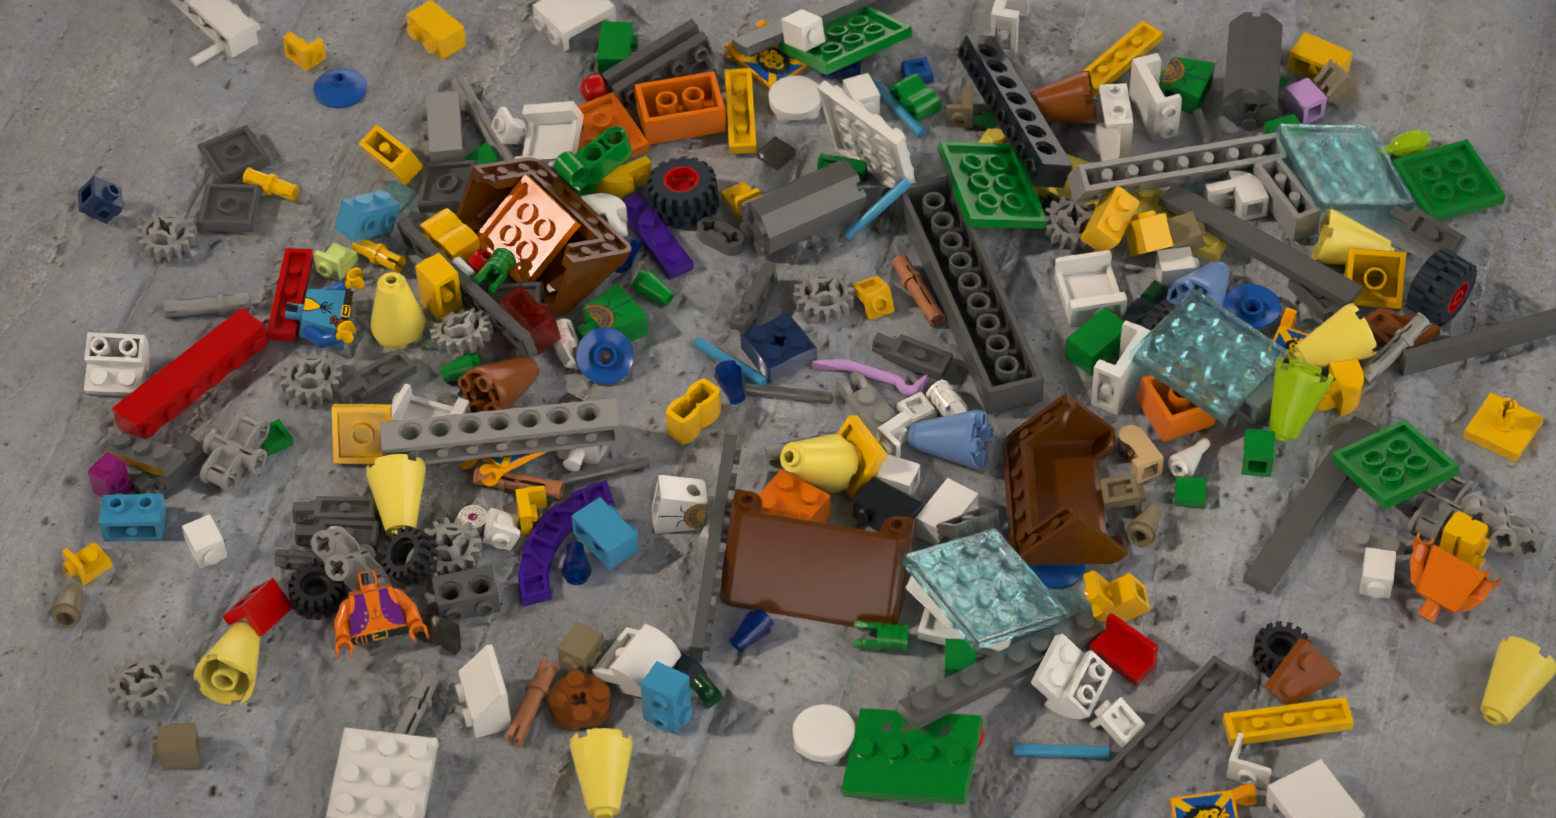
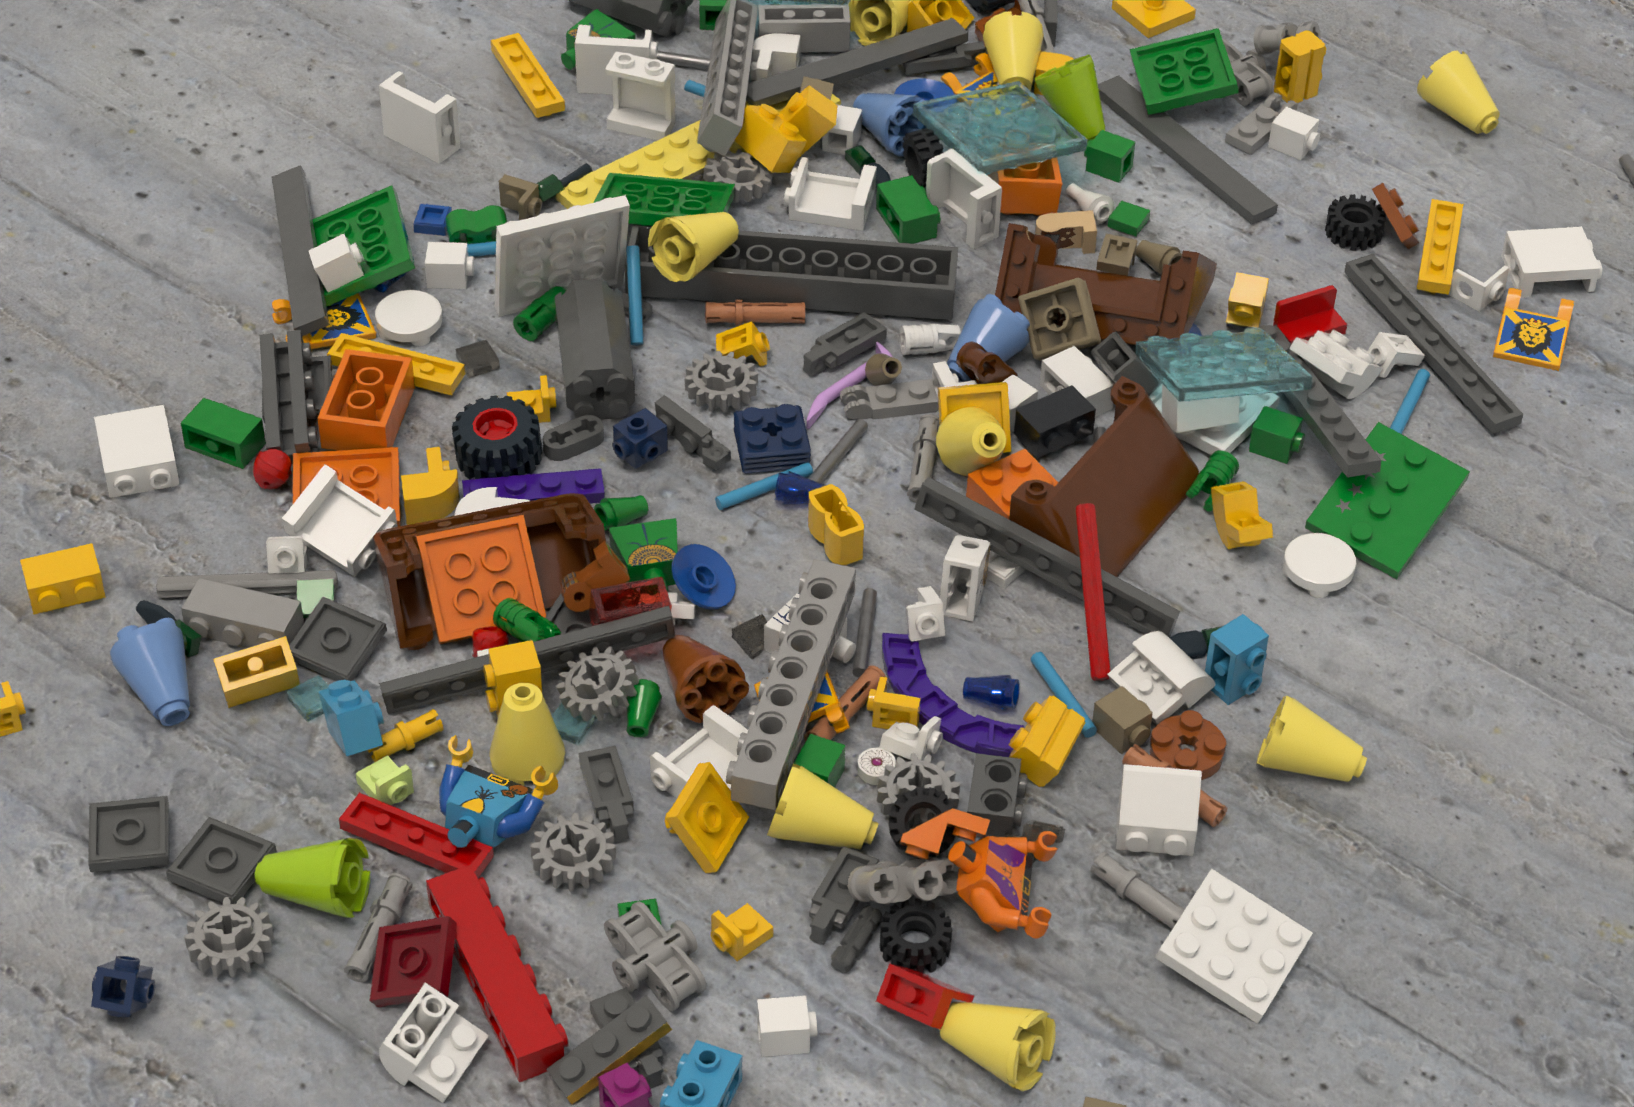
camera: 70 degrees left, 5 degrees down
(175, 329) = (411, 956): none -> dark red plate
(227, 260) = (318, 876): none -> lime cone
(271, 184) = (210, 806): yellow pin -> none
(281, 492) = (740, 931): none -> yellow bracket
(334, 508) = (799, 884): dark grey hinge -> none
(340, 88) = (80, 703): blue dish -> none
(369, 104) = (155, 668): none -> medium blue cone
(396, 566) = (928, 836): none -> orange slope
(414, 104) = (152, 613): none -> piece
(448, 484) = (823, 758): none -> green brick
(450, 235) = (423, 653): yellow brick -> none
(532, 605) = (1046, 739): none -> yellow brick
(546, 287) = (602, 572): none -> dark orange leg
(594, 161) = (428, 498): green piece -> none
(605, 533) = (974, 647): dark azure brick -> none
(606, 603) = (1062, 691): none -> dark azure bar
(628, 497) = (926, 616): none -> white bracket
(686, 580) = (1093, 592): none -> red axle
(728, 269) = (640, 438): none -> dark blue brick
(752, 628) = (1156, 575): clear blue cone -> none
(841, 663) = (1238, 515): none -> yellow brick
(889, 386) = (876, 369): none -> dark tan cone
(915, 446) = (982, 365): none -> reddish brown piece
(917, 407) = (915, 366): white tile -> none
(930, 211) = (690, 243): none -> light yellow cone
(1000, 473) = (1042, 309): none -> dark tan brick
(1015, 111) = (565, 155): black brick -> none
(1068, 100) = (571, 120): dark orange cone -> none
(1446, 581) = (1329, 90): orange torso -> none

